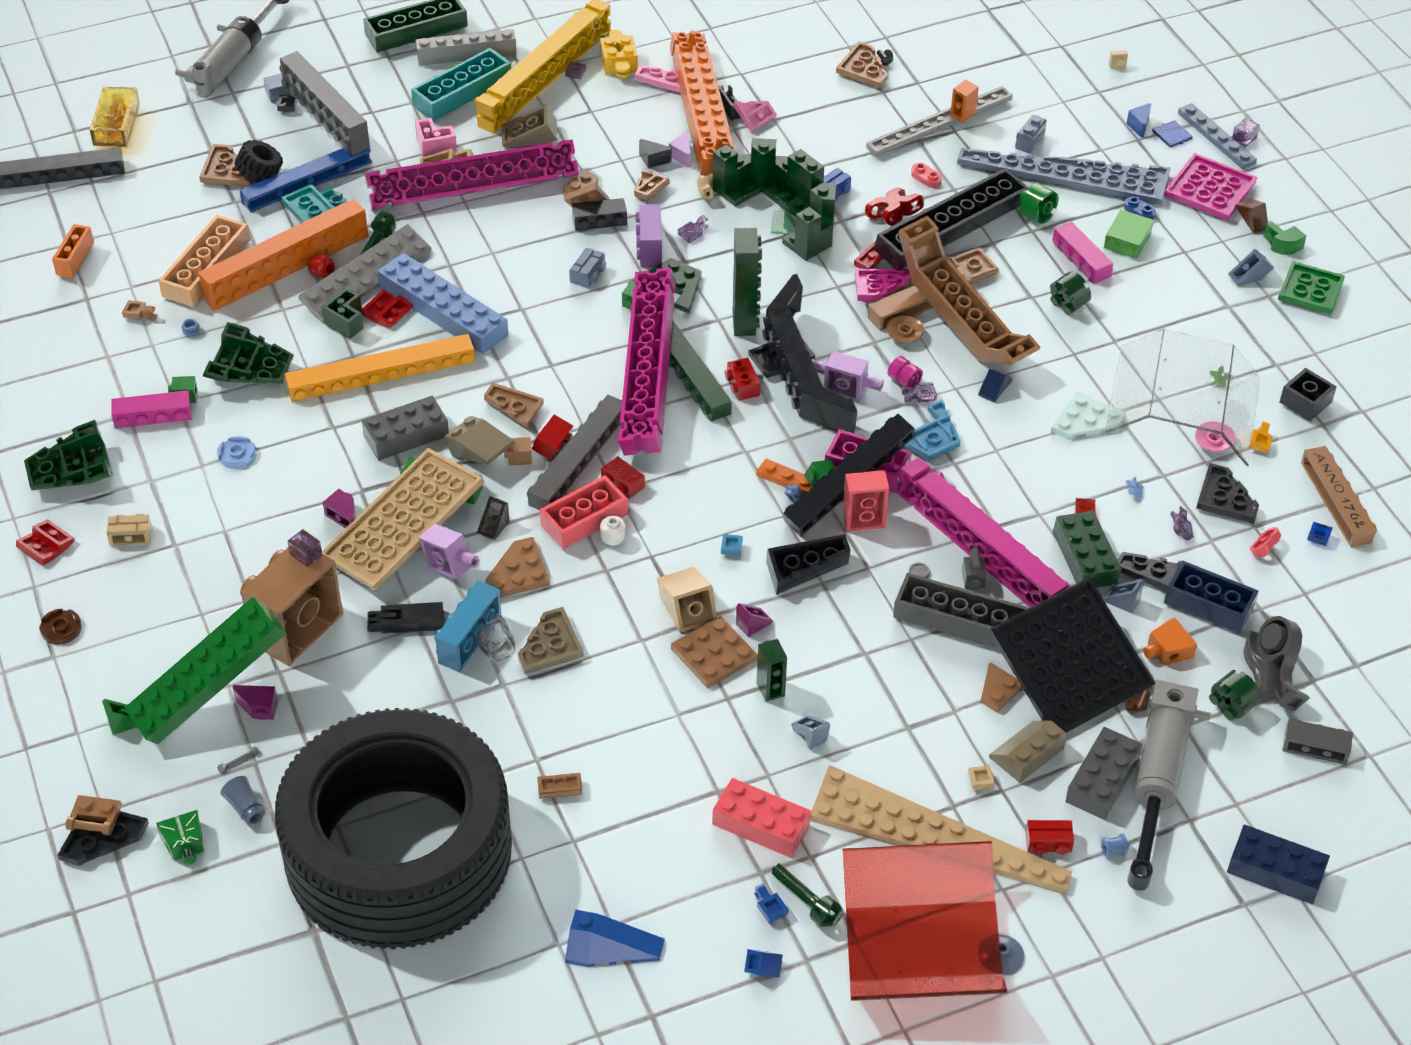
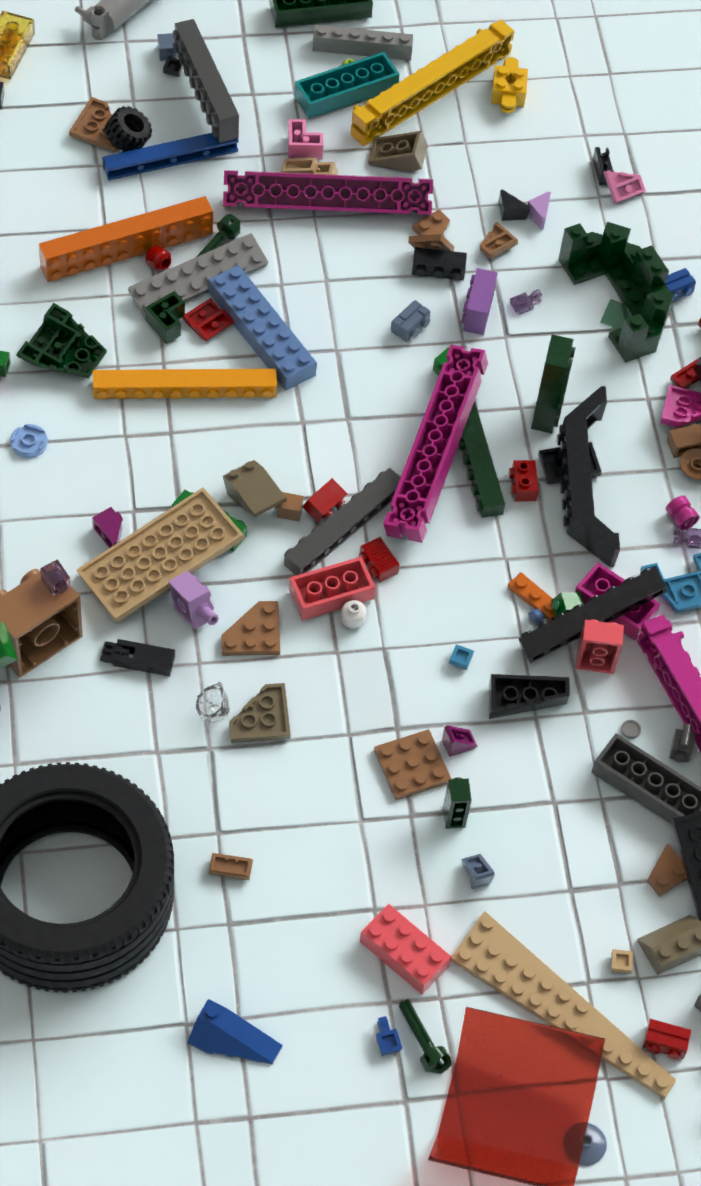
camera: 10 degrees right, 10 degrees up
(190, 327) = (20, 295): medium blue plate -> none
(215, 243) = (57, 218): light nougat brick -> none
(309, 202) = (168, 188): teal plate -> none
(405, 427) = (190, 455): dark grey brick -> none
(460, 634) = (184, 685): dark azure brick -> none
(494, 518) = (246, 573): clear smoke slope -> none
(514, 403) = (300, 453): medium nougat wing -> none
(575, 70) = (462, 92): plate -> none
(658, 77) = (548, 124): bright pink wing -> none
(686, 279) = (499, 352): wing -> none
(687, 598) = (402, 704): tan slope -> none
(700, 97) = (575, 156): orange brick -> none
(704, 186) = (549, 257): tan arm -> none
(763, 963) = (364, 1095): blue panel -> none
(847, 375) = (623, 504): lavender brick -> none

